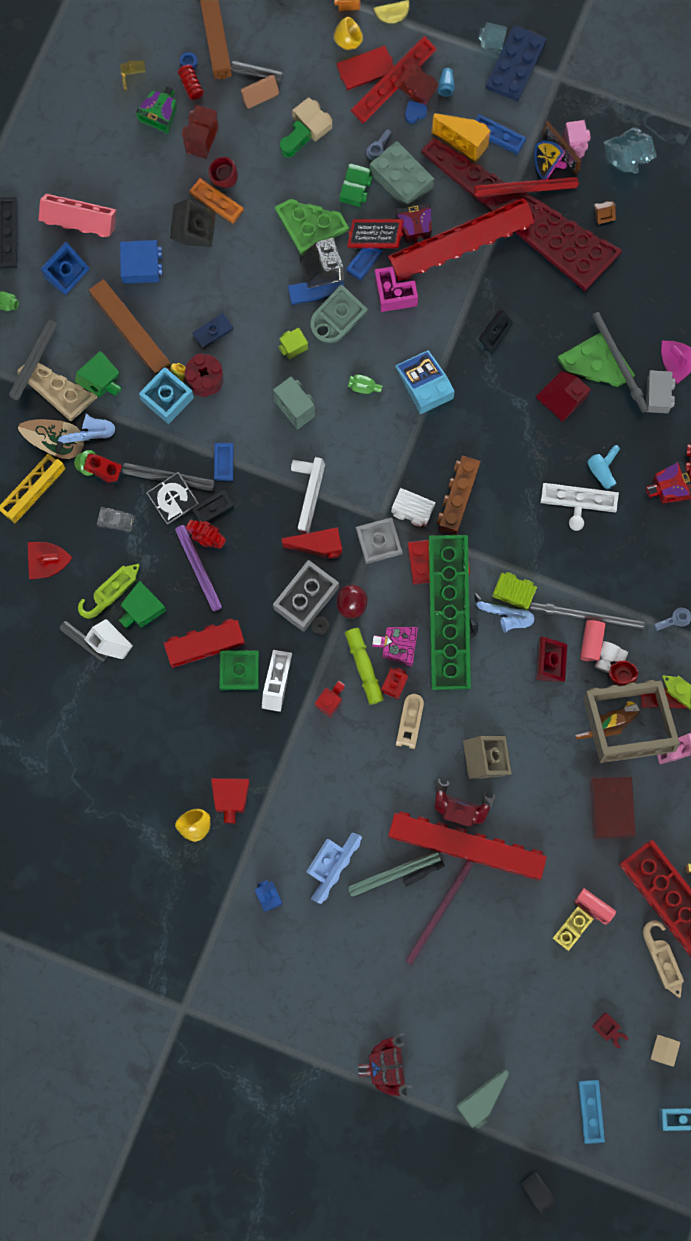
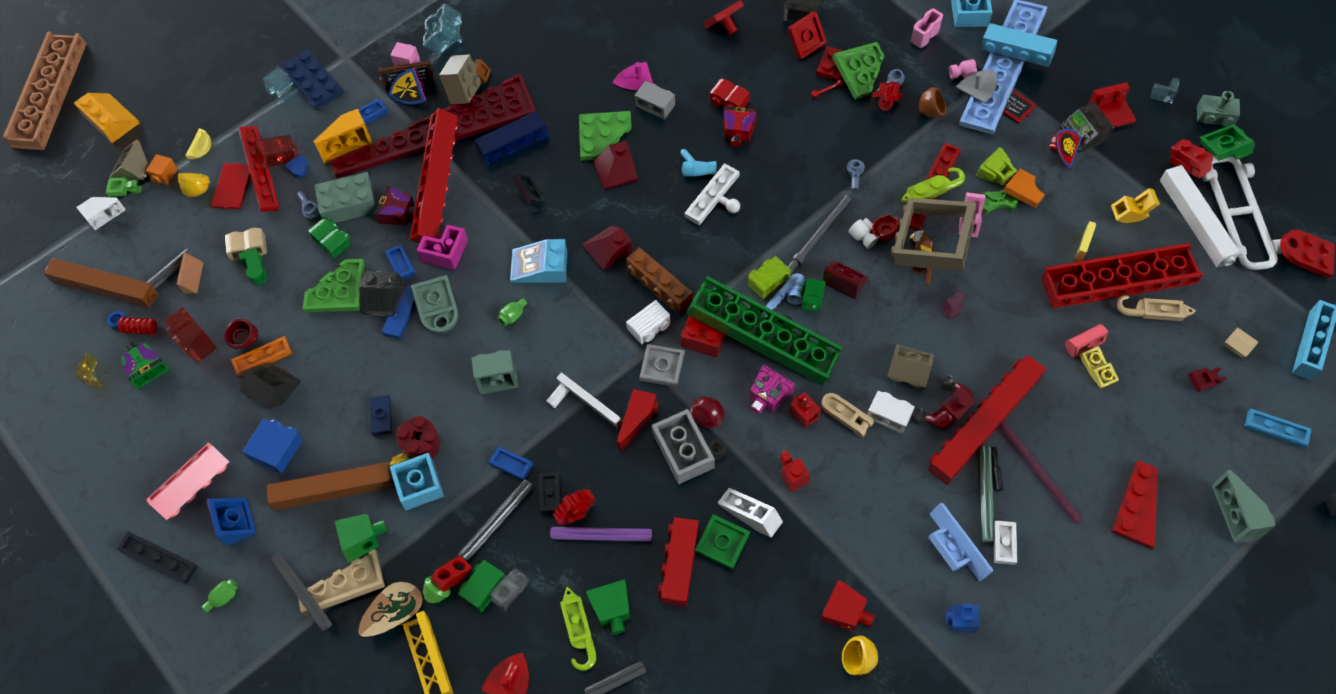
camera: 60 degrees left, 15 degrees down
(96, 429) = (408, 564): light blue piece -> none
(107, 496) = (480, 585): none -> green brick
(108, 640) = (629, 652): white slope -> none
(172, 498) = (519, 524): tile -> none
(293, 343) = (437, 351): lime brick -> none
(354, 906) = (1005, 542): none -> white plate
(364, 666) = (774, 429): lime piece -> none
(375, 233) = (383, 240): piece -> none
(387, 1067) = (1180, 585): torso -> none
(430, 758) = (890, 411): none -> white brick
(441, 1011) = (1138, 508): none -> red wing
(446, 83) = (294, 131): dark azure cone -> none
(473, 432) = (608, 247): none -> dark red slope
(516, 639) = (813, 294): none -> green brick
(525, 186) = (420, 114): red axle -> none
(545, 283) = (511, 137): none -> clear blue brick
(570, 771) = (954, 304): none -> clear pink piece
(578, 200) = (460, 79): none -> dark tan brick
(592, 640) = (844, 237): coral brick -> none
(612, 808) = (1002, 287): clear red brick -> none
(636, 393) = (648, 113): dark grey bar -> none

